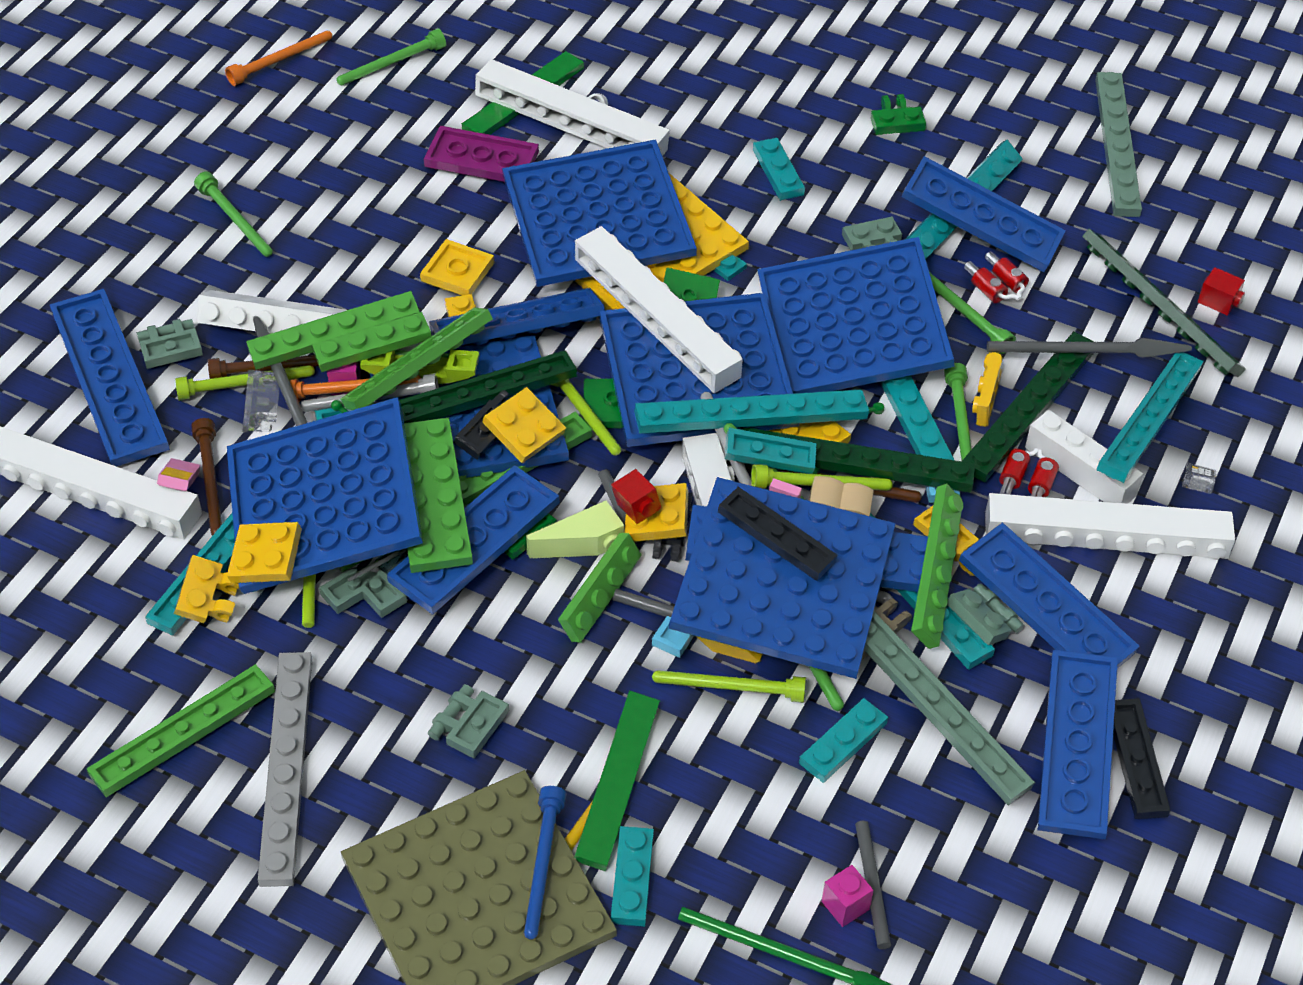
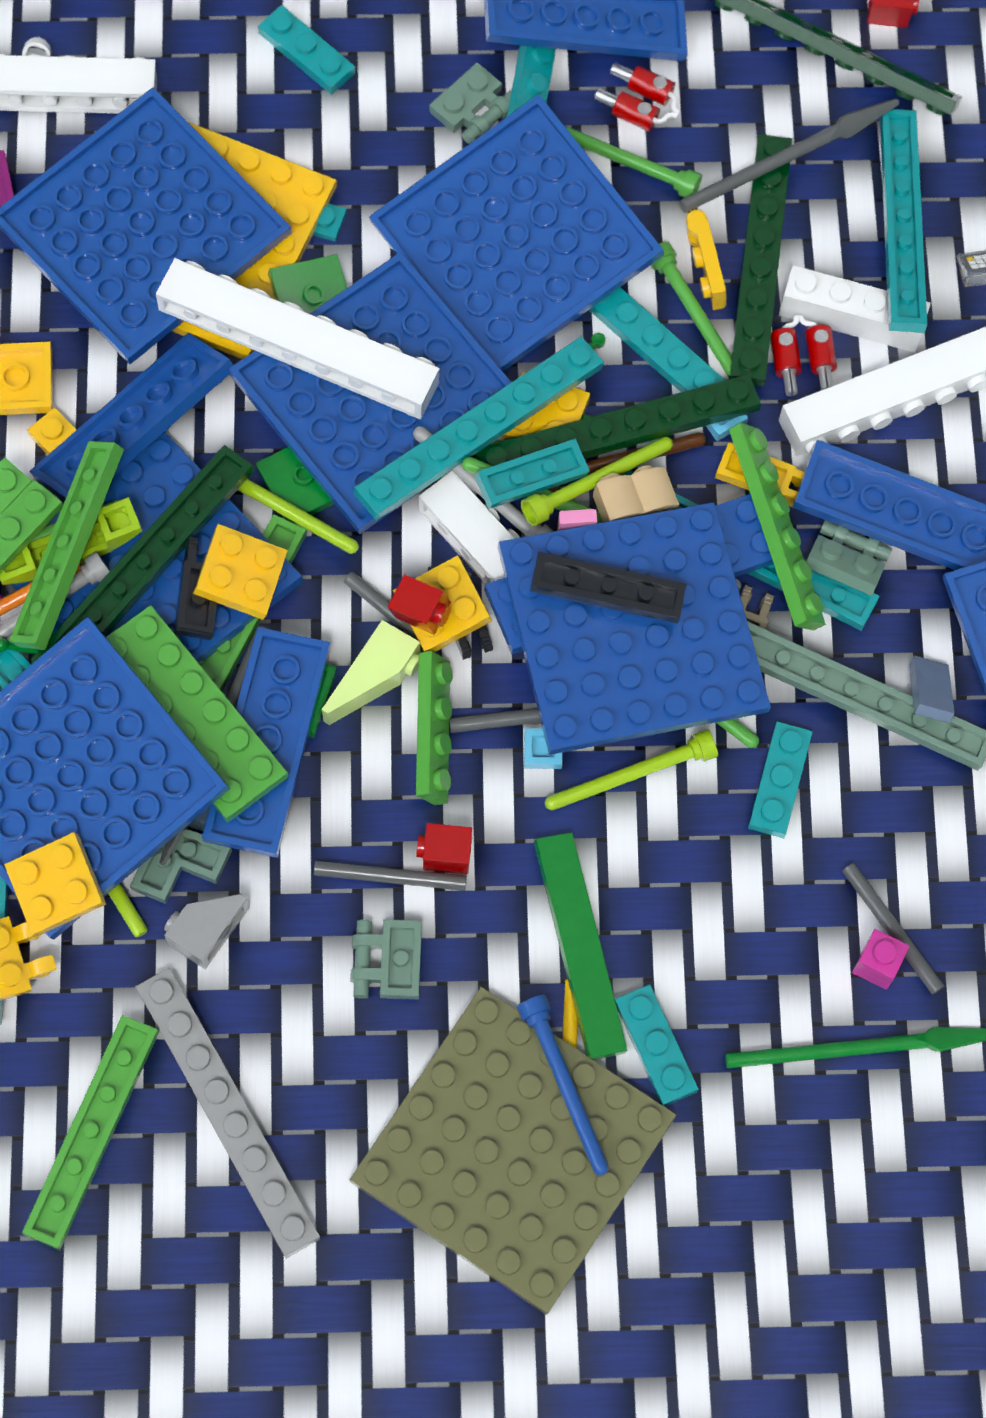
camera: 30 degrees left, 20 degrees up
(354, 637) = (205, 927): none -> light grey slope
(508, 669) = (390, 875): none -> dark grey bar
(559, 667) = (445, 848): none -> red brick
(999, 726) = (931, 689): none -> sand blue tile

